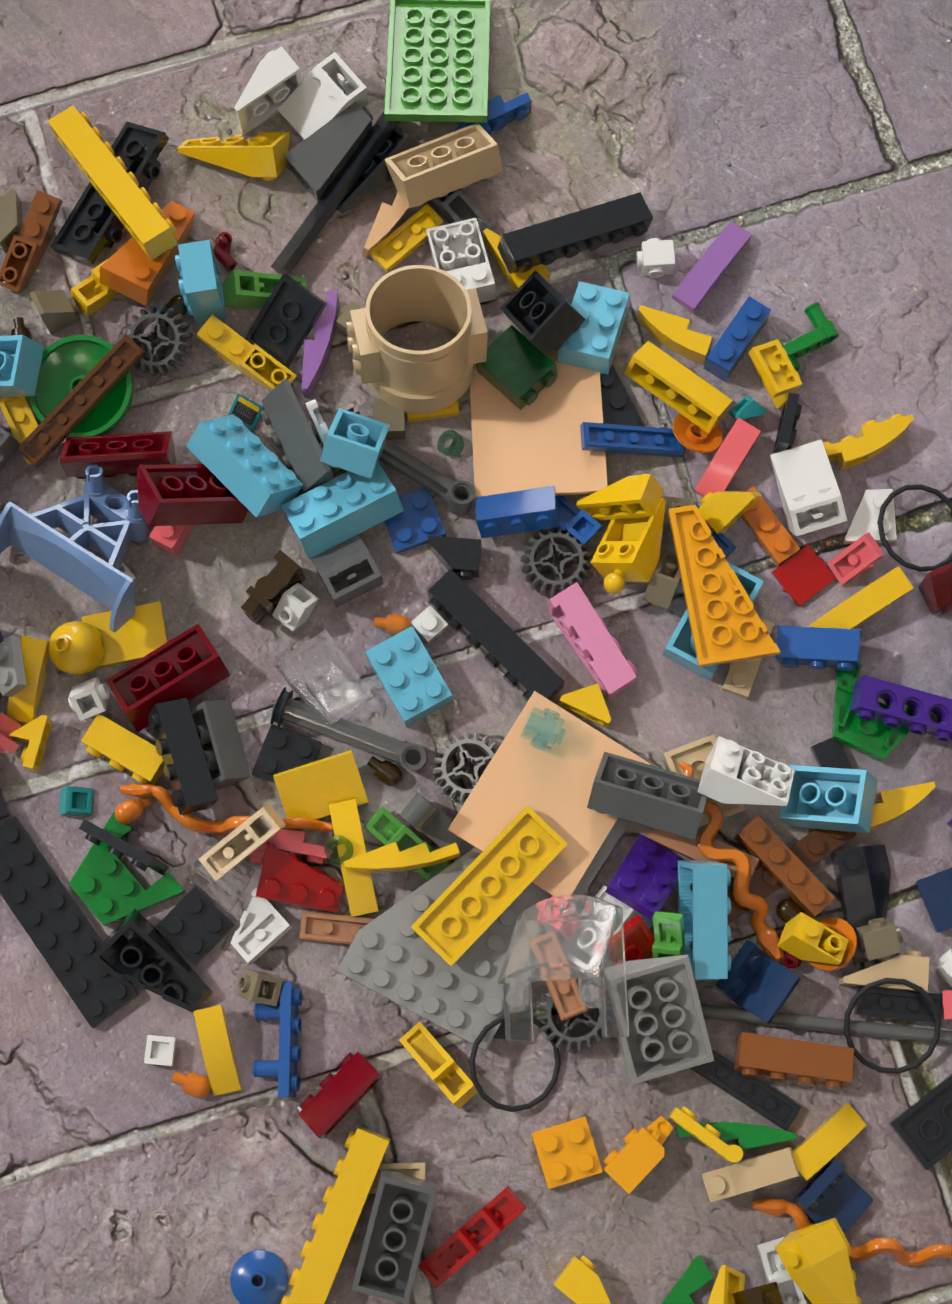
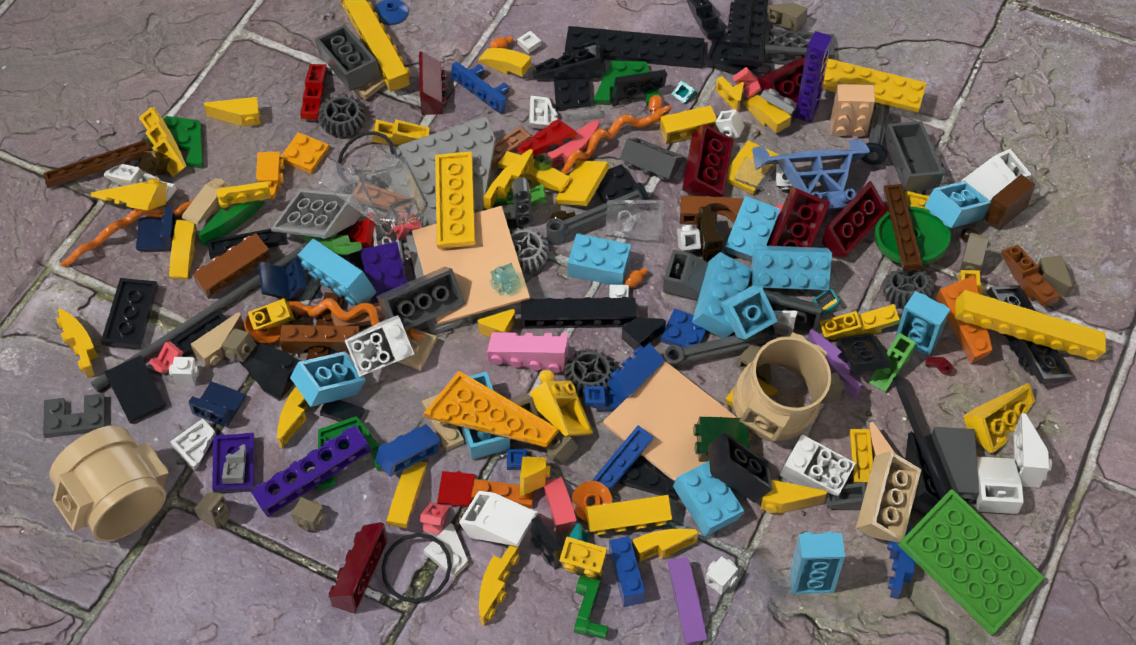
camera: 130 degrees right, 20 degrees down
(76, 648) = (764, 135): yellow cylinder -> none
(143, 624) = (754, 178): none -> clear piece
(182, 756) = (657, 133): black brick -> none
(205, 589) = (721, 205): none -> dark orange arch
(228, 545) = (751, 228): none -> medium azure brick
(242, 842) = (586, 121): tan slope -> none
(260, 987) = (514, 91): dark tan brick -> none
(456, 446) = (707, 384): clear green piece -> none
(458, 1160) = (342, 120): none -> dark grey gear
(575, 233) = (777, 536): black brick -> none
(583, 162) = (817, 563): none -> medium azure brick
(626, 498) = (585, 421): yellow slope -> none
(892, 981) = (202, 336): black piece -> none

